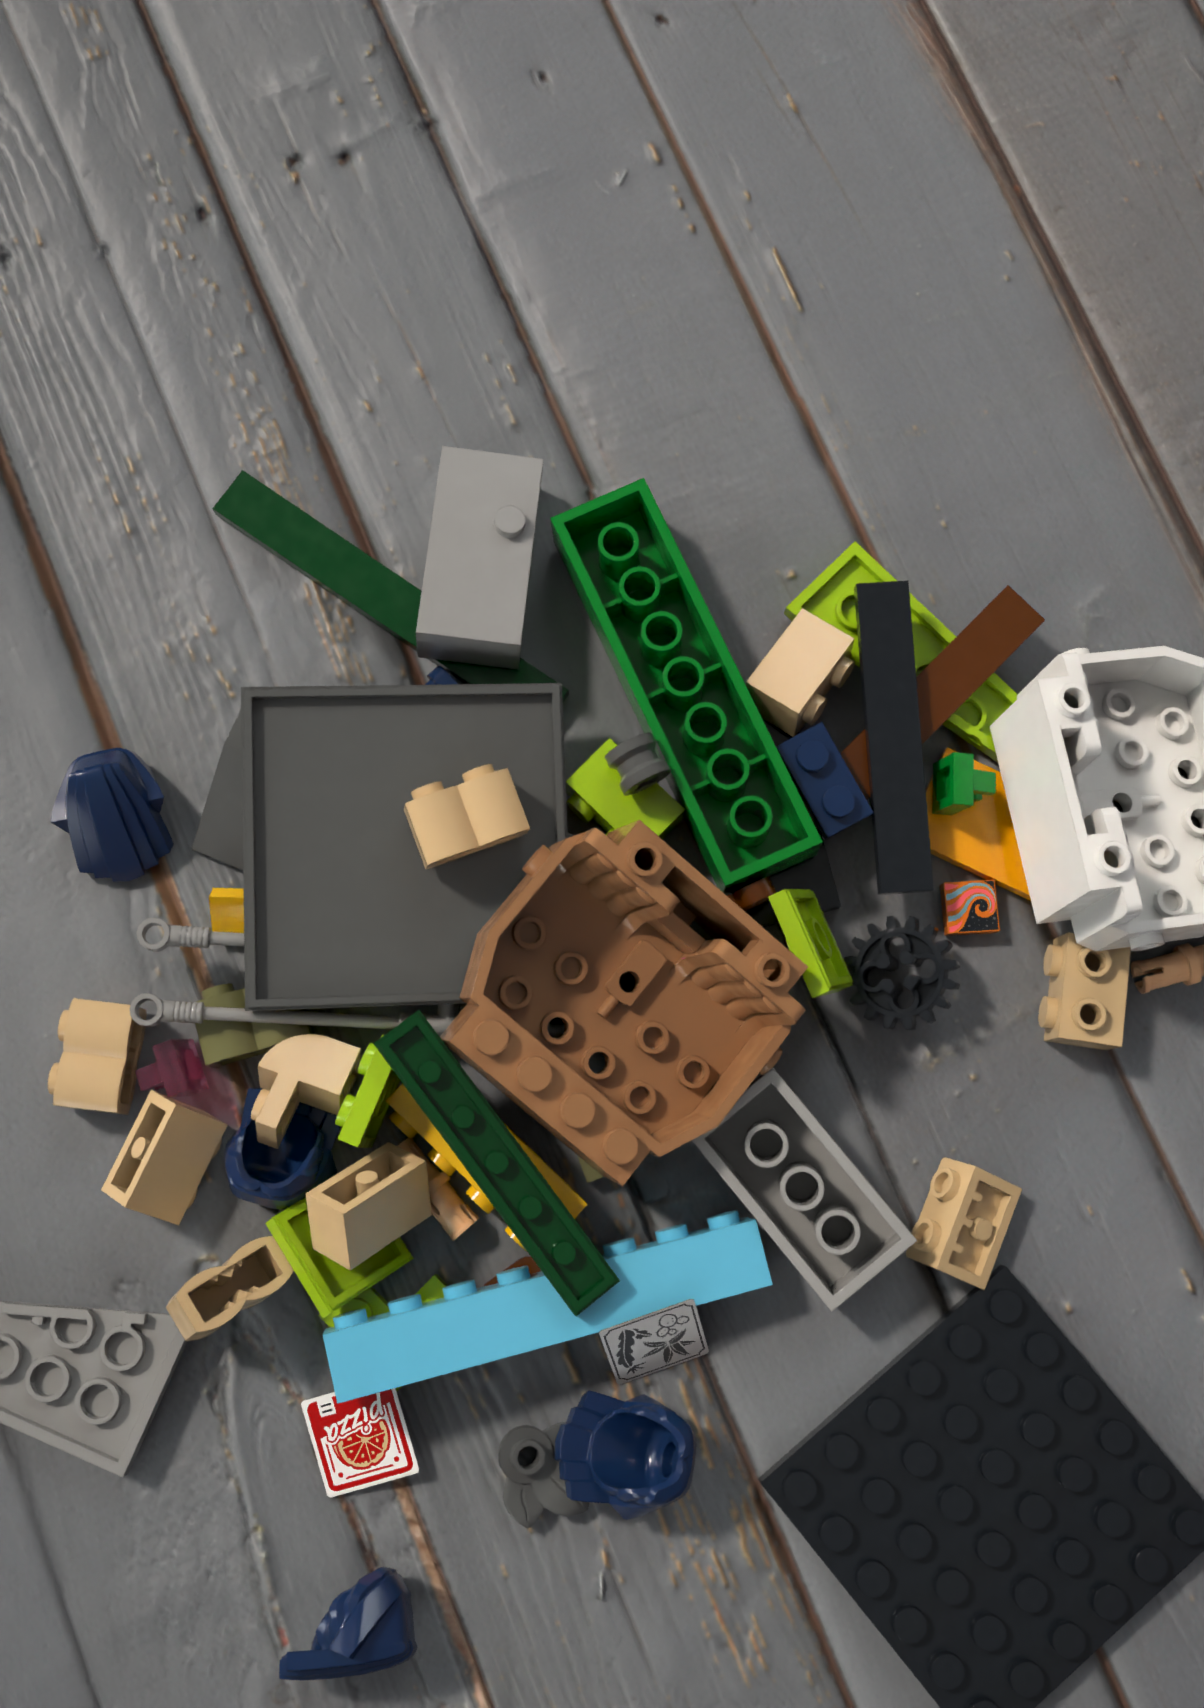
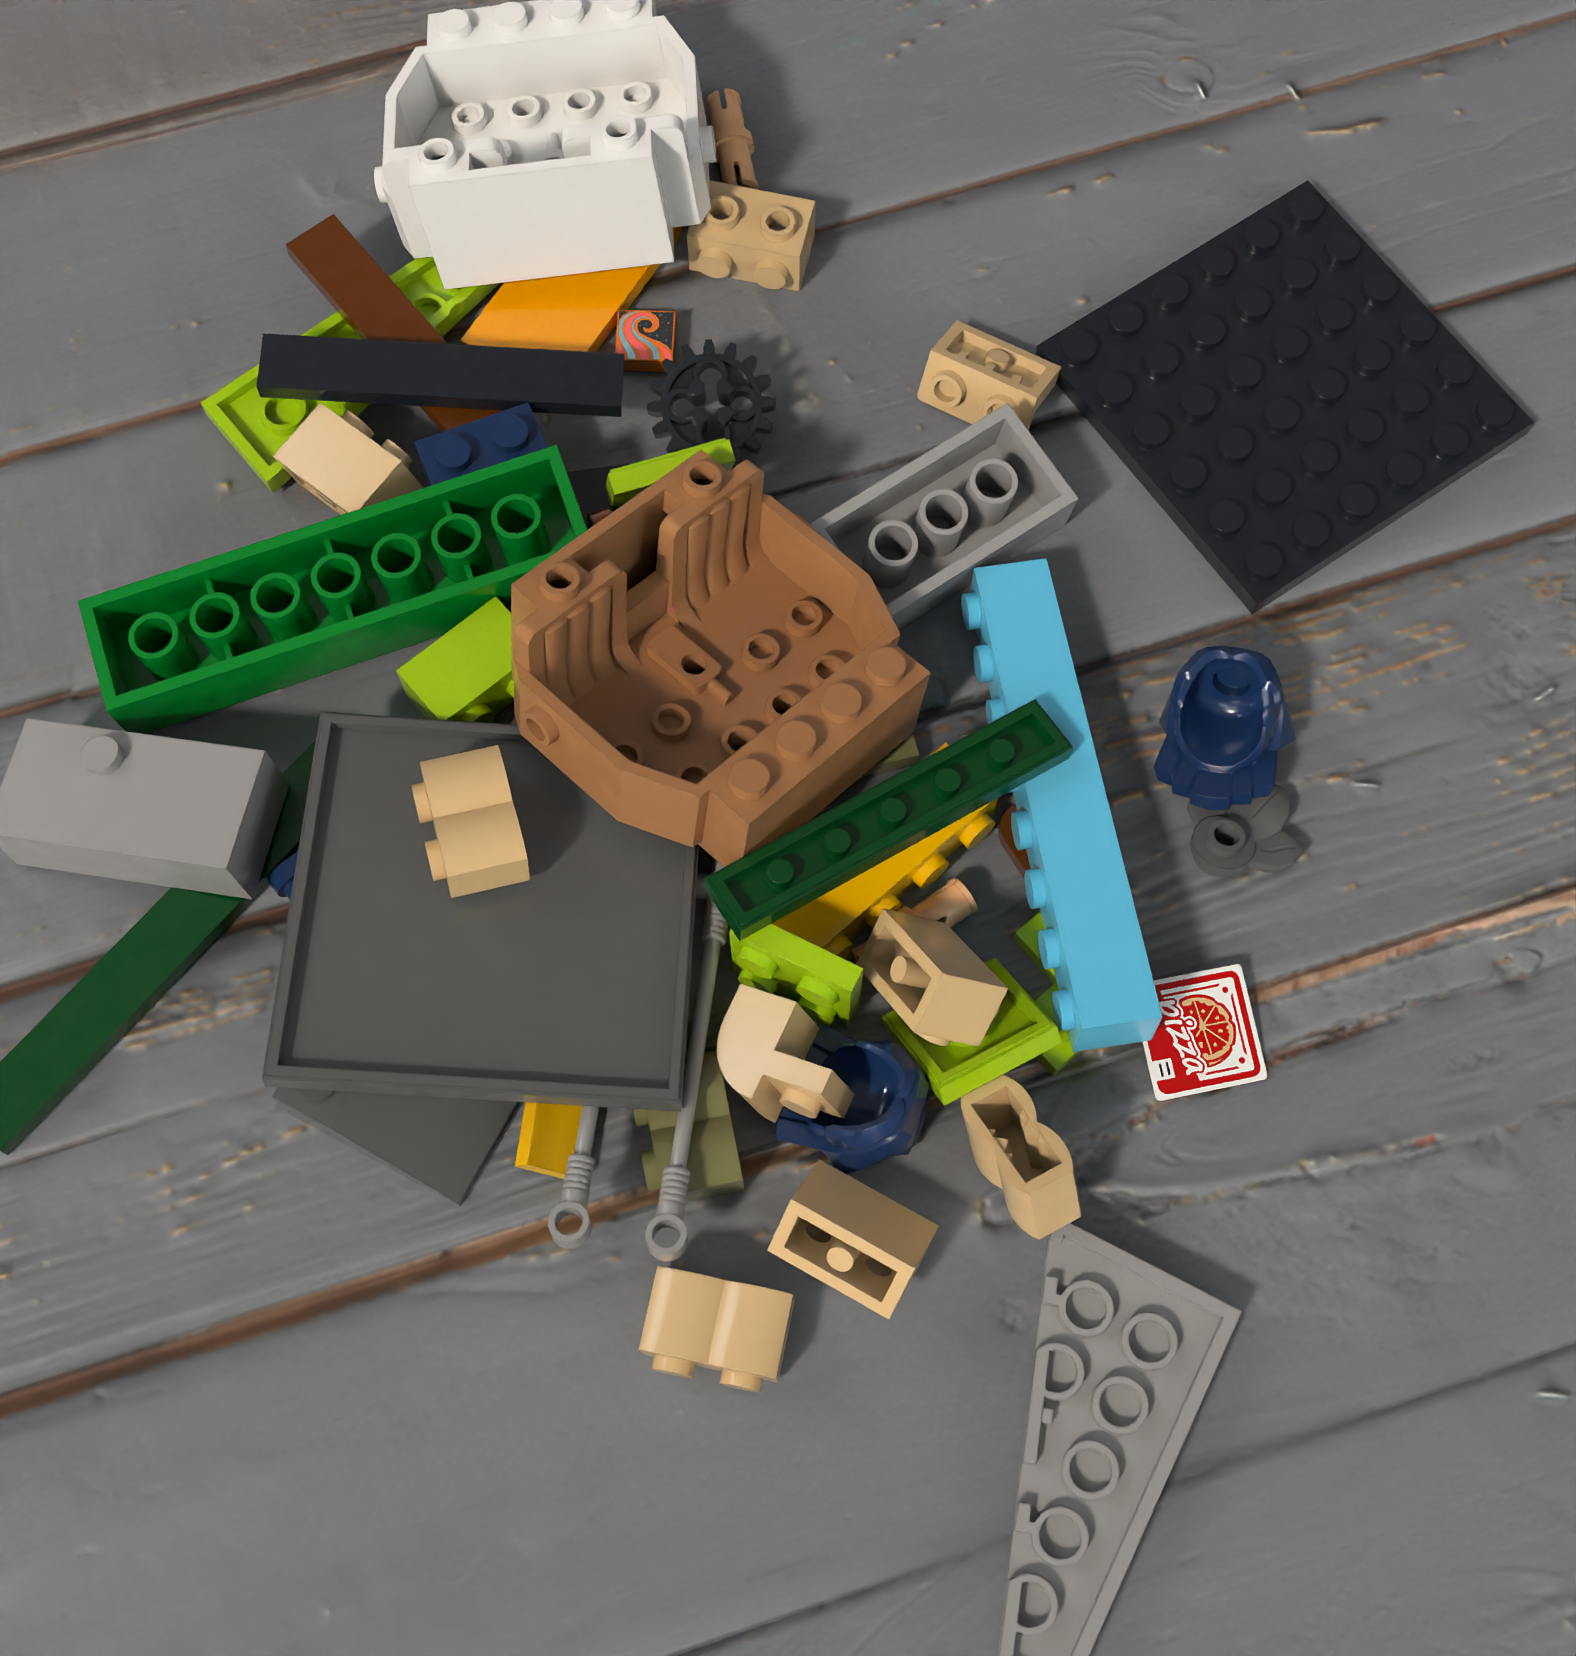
camera: 80 degrees left, 10 degrees down
(112, 814) = (398, 1296): dark blue hair -> none
(176, 1069) = (744, 1227): clear pink tile -> none
(361, 1633) = (1422, 1025): dark blue hair -> none
(637, 764) = (435, 629): dark grey wheel -> none
(654, 1341) = (1102, 690): white sticker -> none
(959, 784) = (505, 318): green tile -> none

